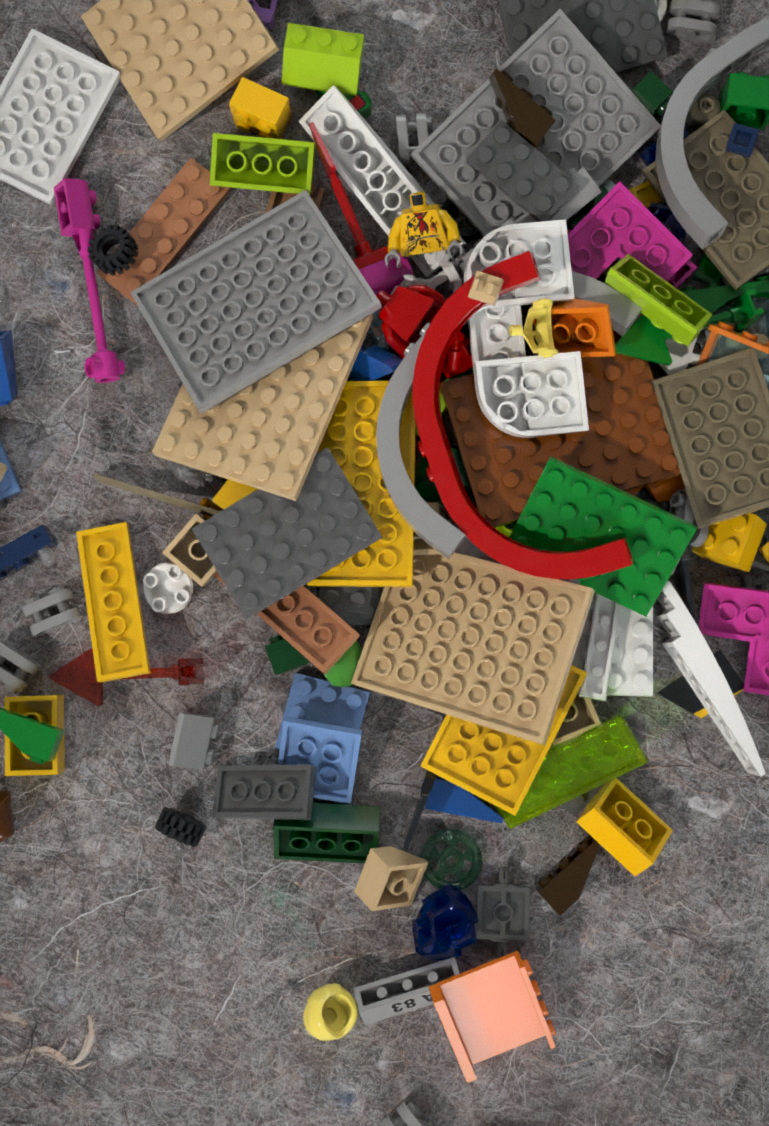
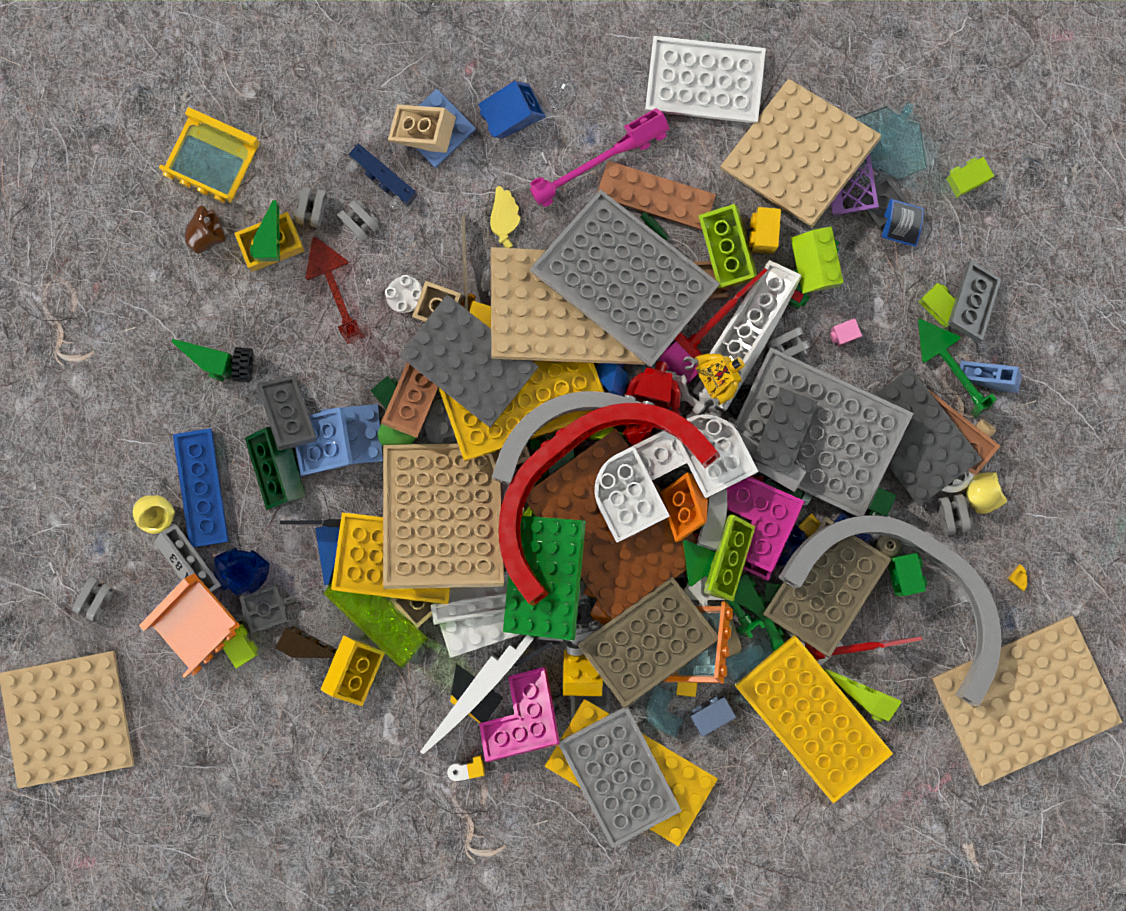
camera: 70 degrees right, 0 degrees up
(105, 241) = (629, 157): black tyre -> none
(113, 602) = (380, 260): yellow plate -> none
(116, 427) = (504, 216): none -> light yellow animal
(160, 866) = (211, 361): none -> green slope
(193, 741) = (304, 351): light grey slope -> none
(198, 246) = (652, 224): none -> dark green animal
(317, 938) = (200, 487): none -> blue plate
(390, 878) = (258, 521): tan slope -> none
(422, 64) = (845, 332): none -> bright pink brick
(472, 854) = (303, 555): clear green plate -> none
(486, 288) = (681, 431): tan tile -> none
(520, 110) = (825, 417): dark brown slope -> none
(543, 331) = (674, 485): light yellow helmet -> none
(544, 959) = (240, 648): none -> lime brick
(741, 140) = (871, 578): dark blue plate -> none

